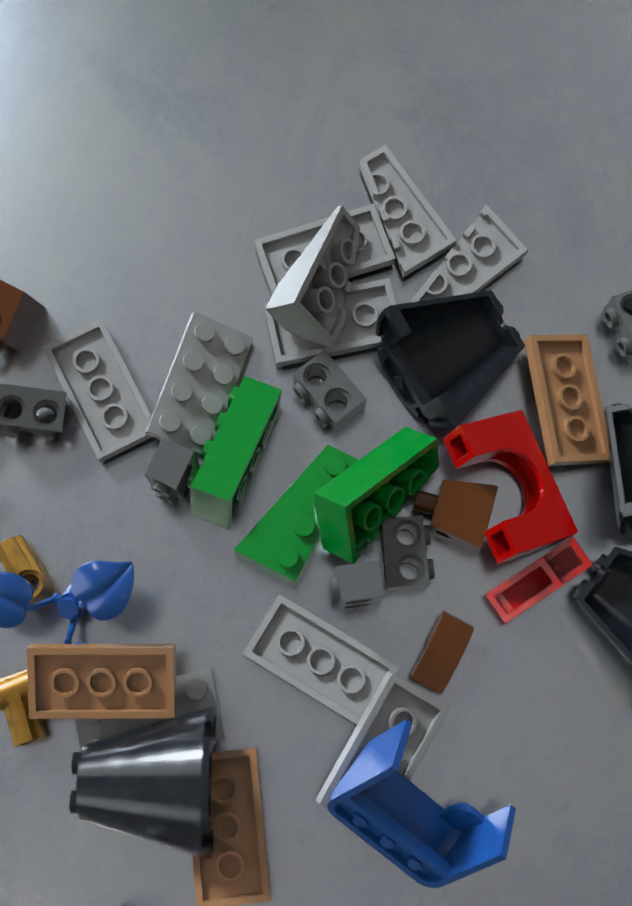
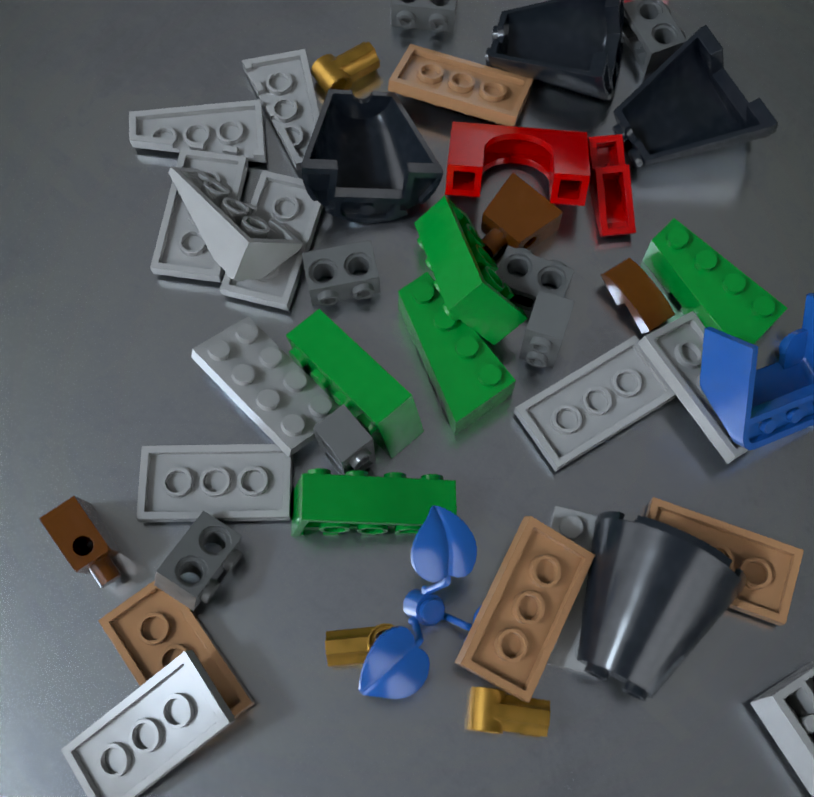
camera: 60 degrees left, 5 degrees down
(136, 521) = (367, 502): none -> green wedge
(478, 718) = (710, 285): none -> green wedge
(522, 289) = (346, 68): none -> pearl gold piece

